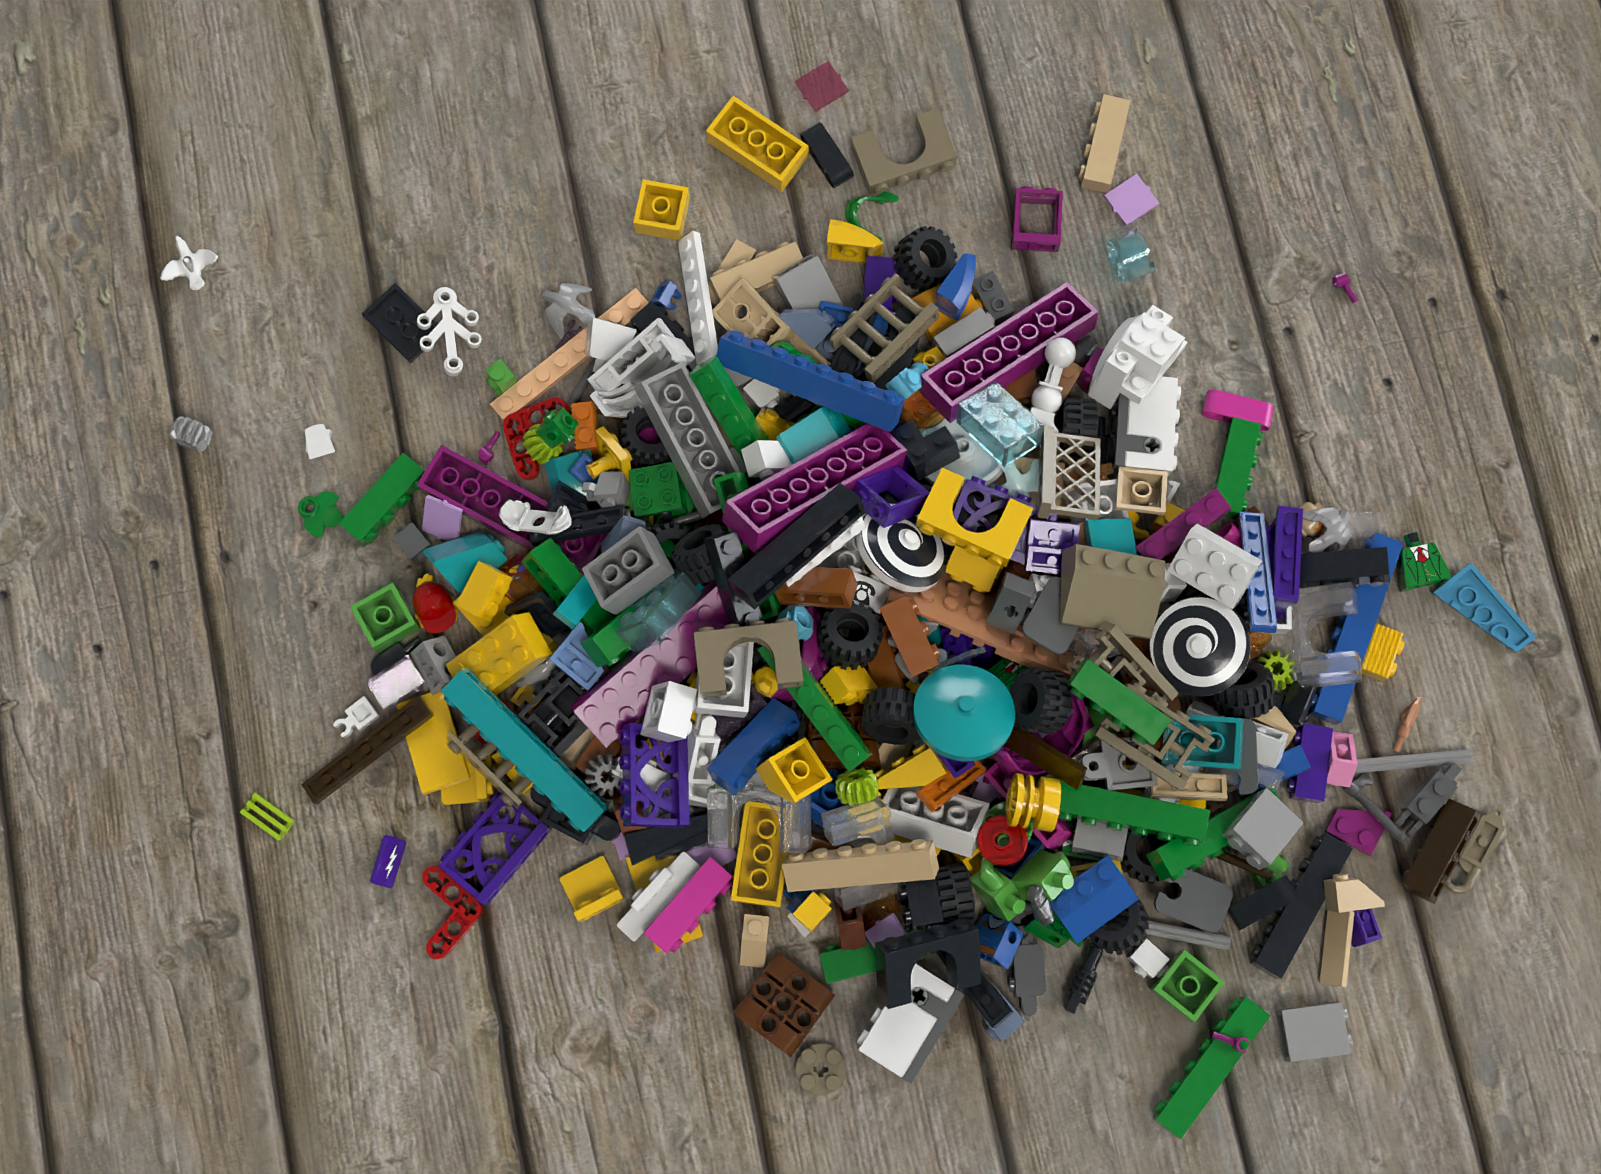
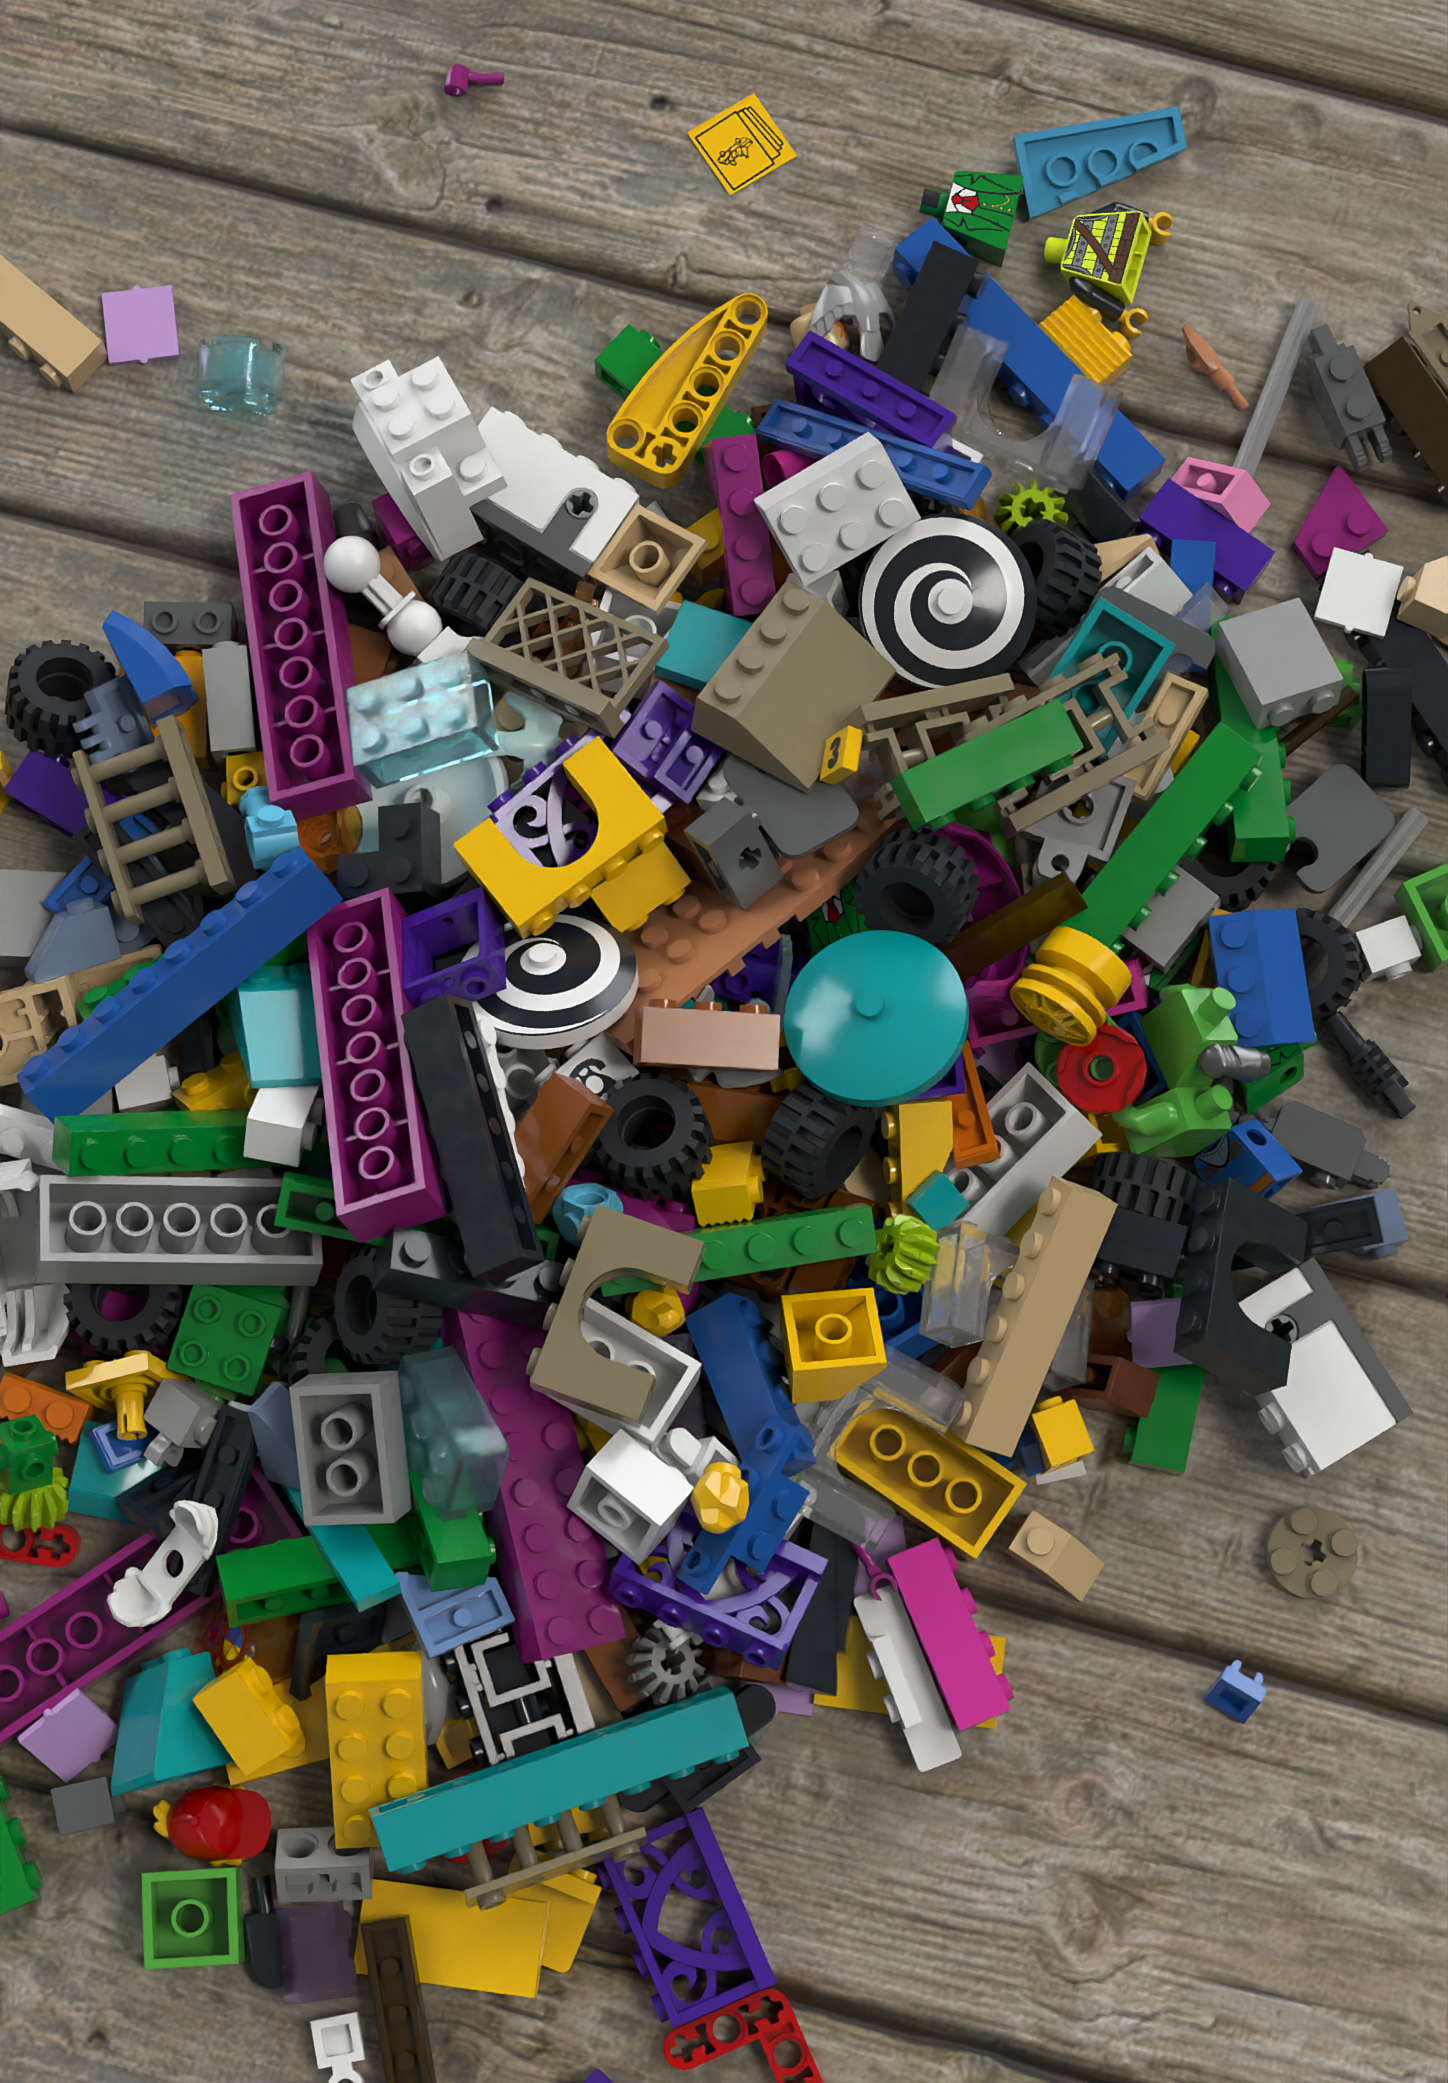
camera: 70 degrees left, 0 degrees up
(592, 889) = (838, 1785): yellow bracket -> none
(687, 753) = (720, 1497): none -> yellow rock
(691, 774) = (771, 1510): none -> blue bracket
(700, 855) = (873, 1571): none -> magenta hand
(731, 1064) = (1236, 1693): none -> blue tile
(753, 1013) = (1175, 1614): reddish brown connector -> none
(893, 791) = (937, 1201): none -> teal tile
(922, 286) = (115, 721): none -> sand blue hinge
(1036, 241) = (128, 511): magenta window -> none
(1087, 629) = (841, 755): none -> yellow tile
(1225, 406) = (571, 358): dark pink beam -> none
(1240, 458) = (669, 394): none -> yellow beam
(1326, 854) = (1358, 593): none -> white piece
(1355, 791) = (1321, 488): dark grey piece -> none
(1389, 433) = (742, 144): none -> yellow sticker
(1433, 640) = (1107, 257): none -> torso

